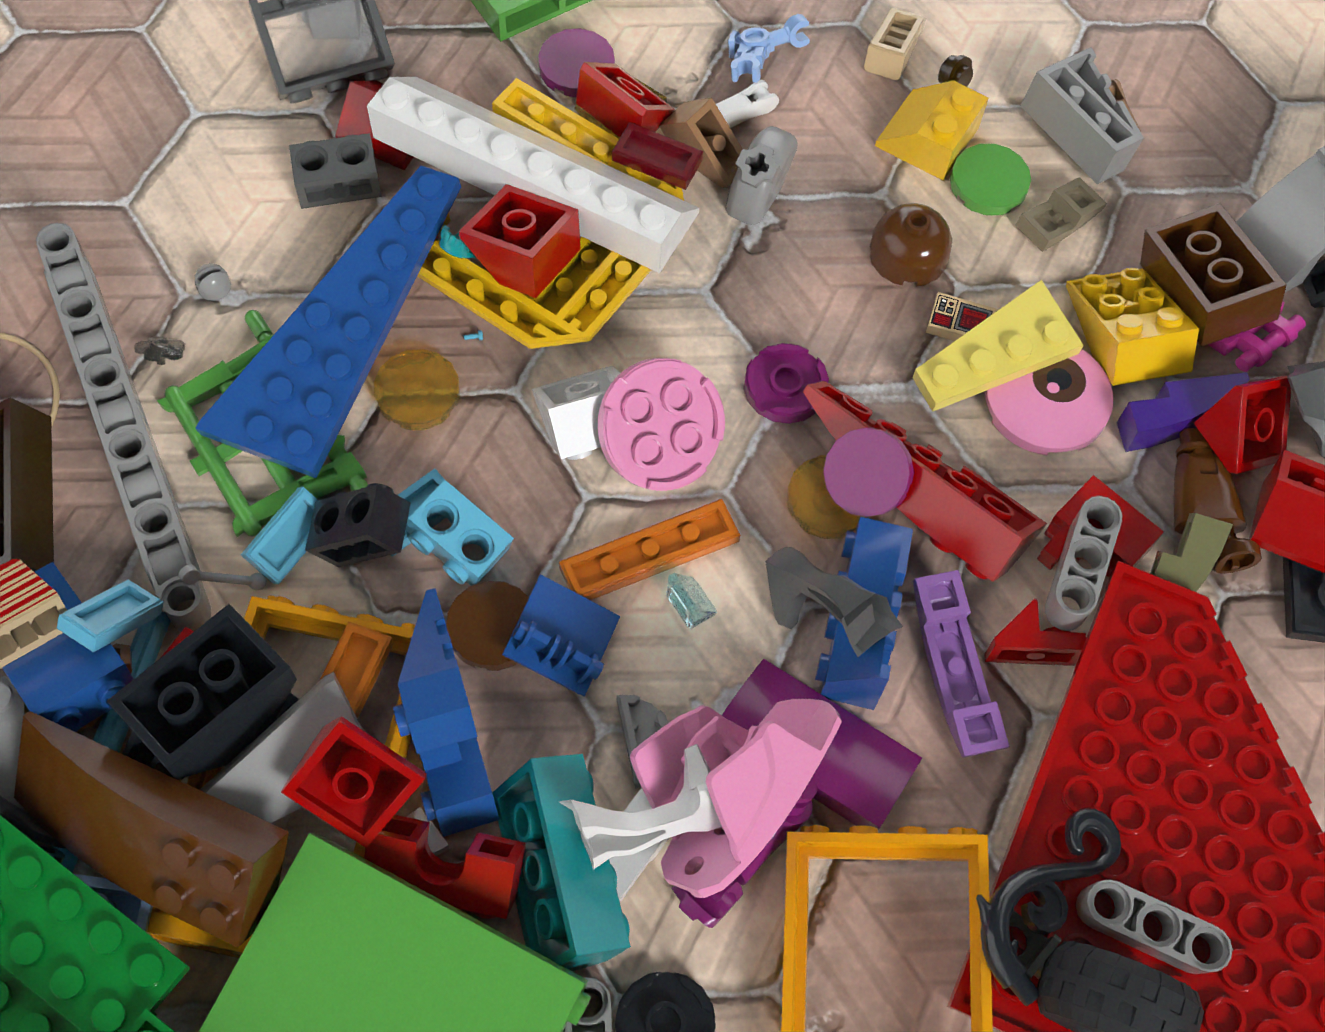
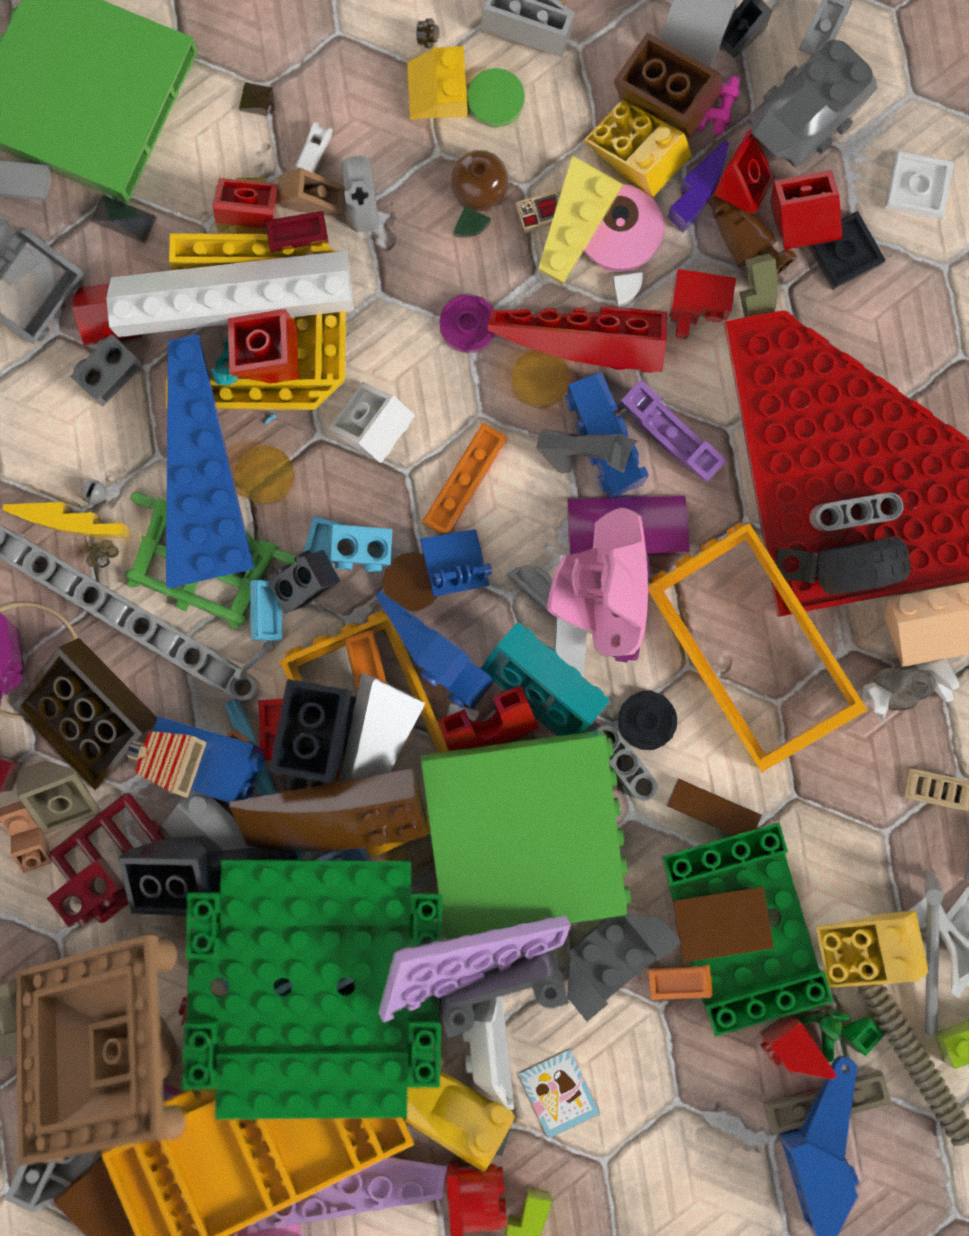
camera: 30 degrees left, 20 degrees up
(110, 615) = (220, 724): medium azure tile -> none
(155, 288) = (58, 518): none -> yellow slope
(352, 781) = (421, 722): red slope -> none
(483, 51) = (123, 218): none -> black slope
(565, 54) = (188, 187): magenta tile -> none
(626, 833) = (570, 650): white animal -> none
(660, 424) = (422, 404): bright pink tile -> none
(689, 600) = (506, 493): clear light blue slope -> none
(716, 28) = (256, 99): none -> dark brown slope
(756, 44) = (290, 96): light blue piece -> none
(867, 284) = (471, 223): none -> clear green tile
(868, 472) = (556, 355): magenta tile -> none
(893, 46) = (376, 50): tan slope -> none
(1013, 464) = (627, 287): none -> white tile
(1025, 644) = (698, 393): red slope -> none
(1052, 908) = (803, 539): black plant -> none
(1061, 215) = (553, 94): dark tan slope -> none
(1095, 547) = (706, 317): light grey beam -> none

